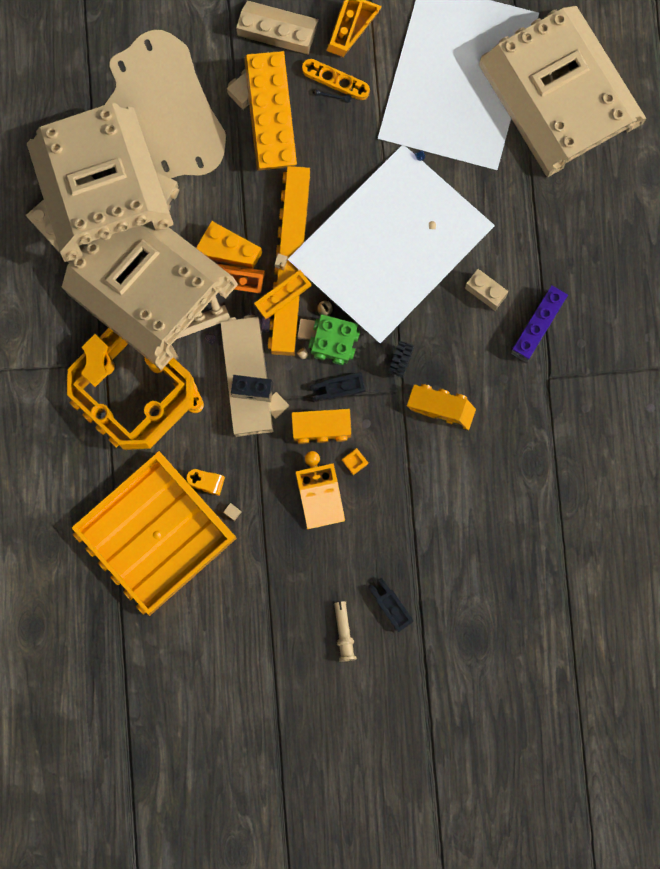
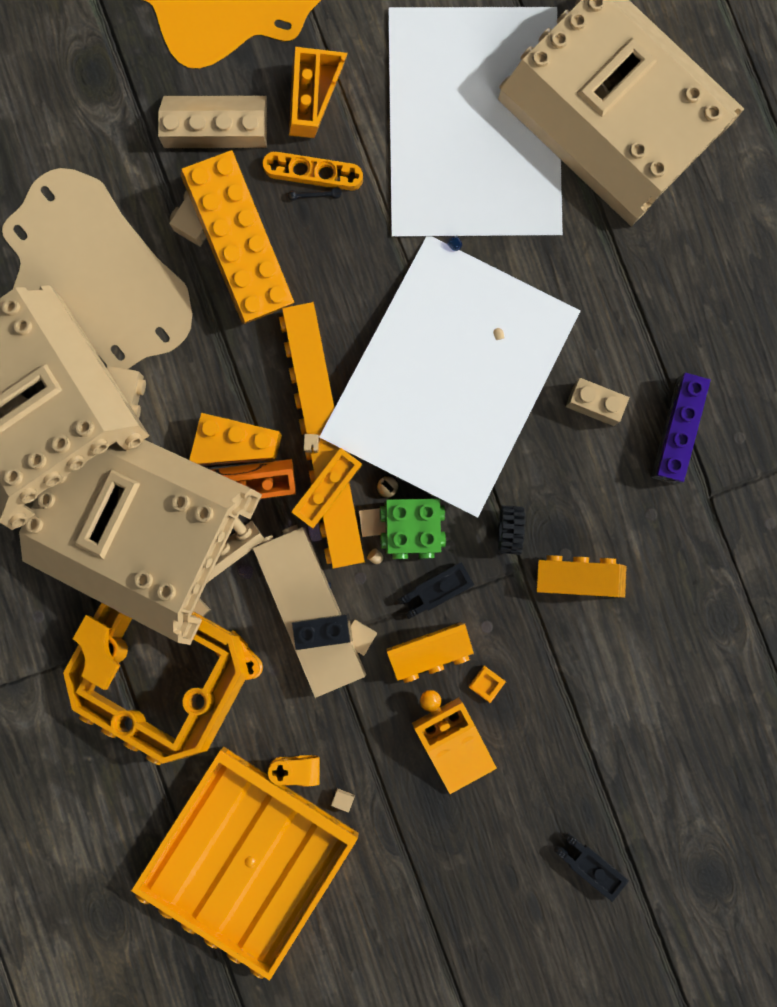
camera: 20 degrees left, 5 degrees up
(345, 641) = (544, 933): tan pin -> none

